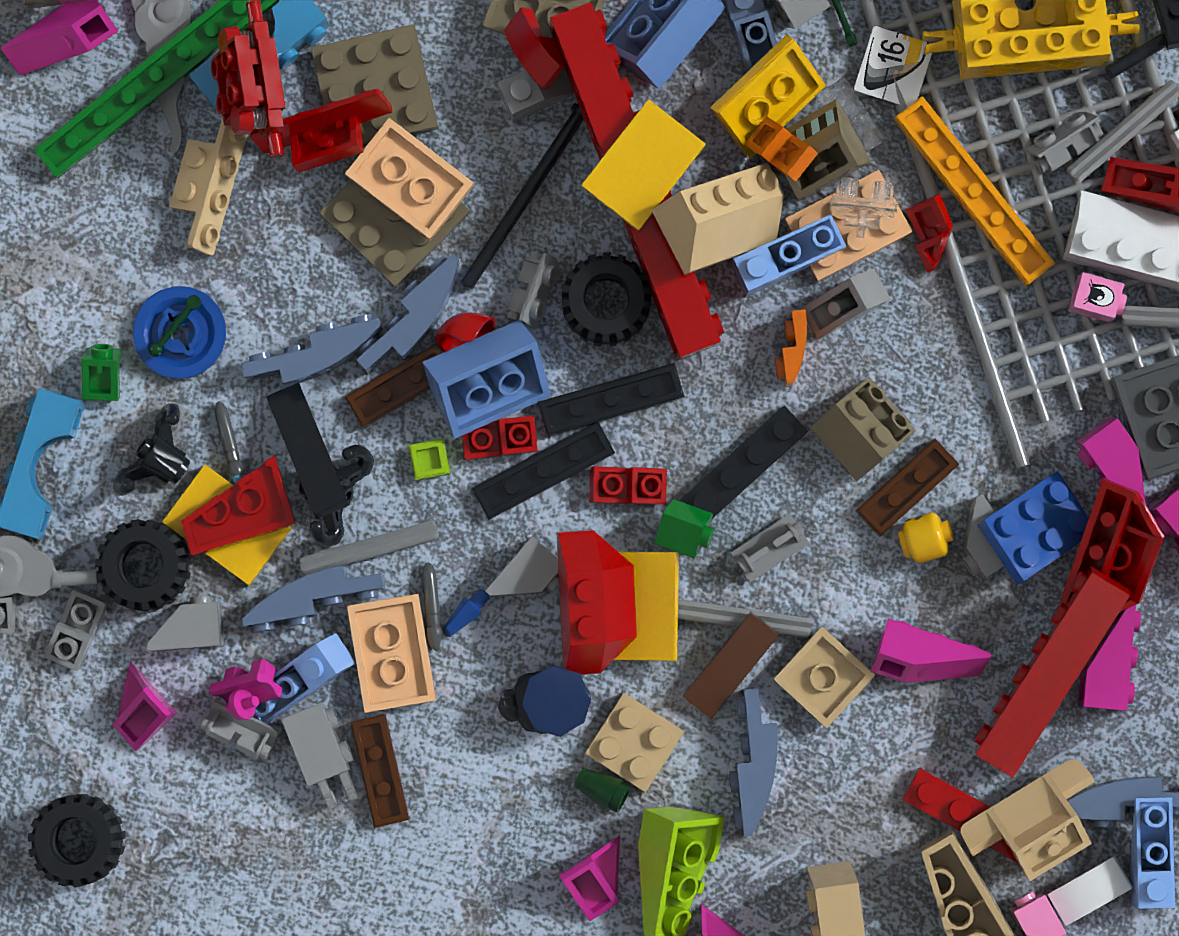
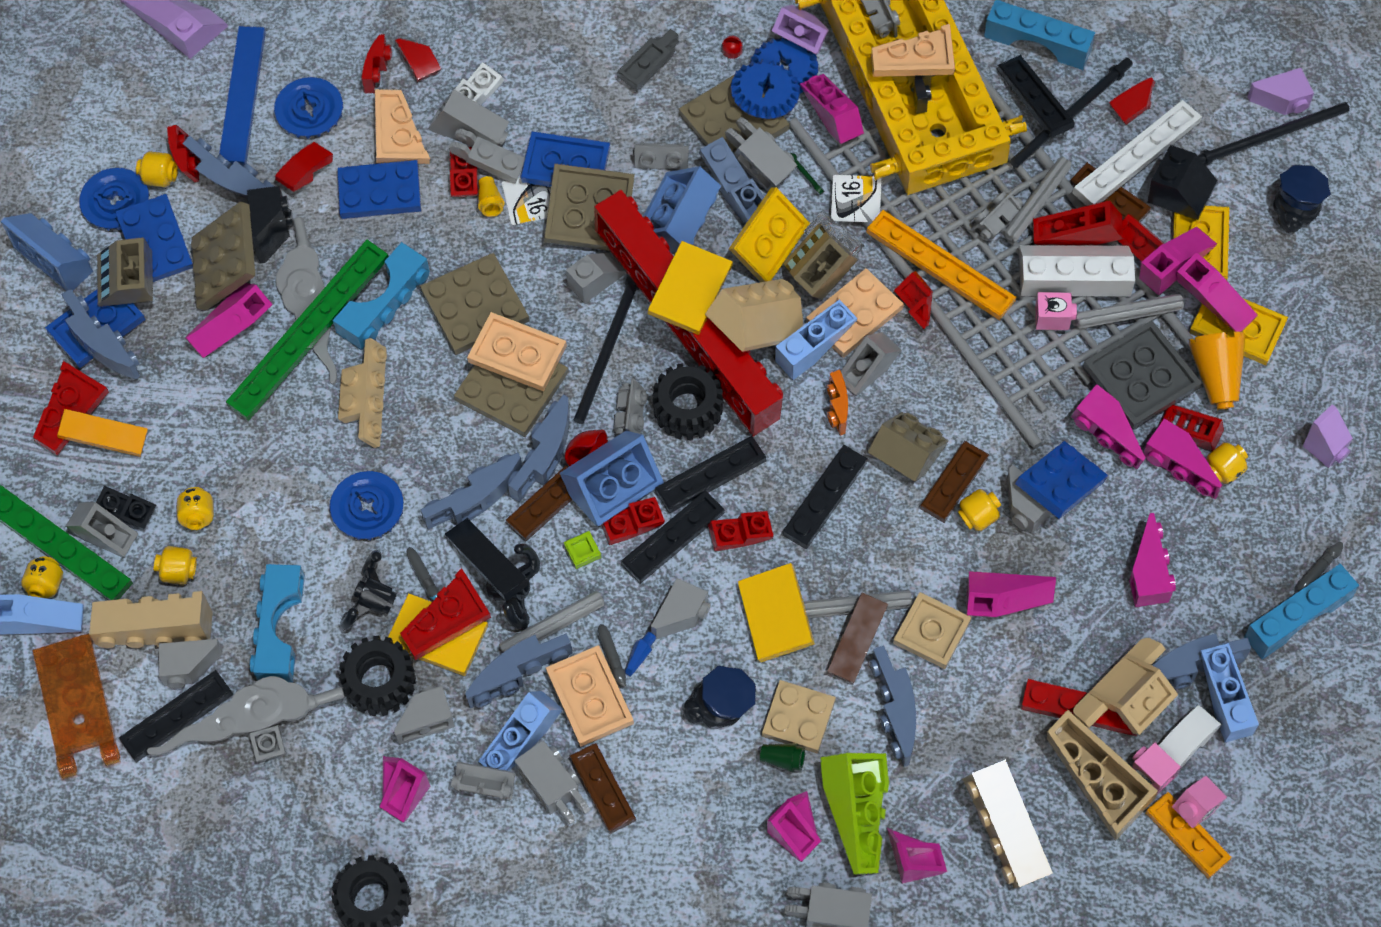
camera: 10 degrees left, 20 degrees down
(76, 629) = (335, 740): light grey slope -> none
(101, 373) = (312, 547): green bracket -> none
(193, 303) = (372, 479): dark green hinge -> none
(246, 690) = (482, 744): dark pink hips -> none
(250, 80) = (380, 306): red piece -> none
(329, 130) = (442, 334): red bracket -> none
(536, 53) = (588, 240): red slope -> none
(594, 601) = (738, 613): red wedge -> none
(684, 529) = (793, 546): green brick -> none
(770, 547) = (863, 548): light grey hinge -> none
(781, 148) = (787, 264): orange slope -> none
(847, 201) = (863, 290): clear hips -> none
(1052, 670) = (1106, 574): red brick -> none
(1118, 541) = (1124, 479): red wedge -> none

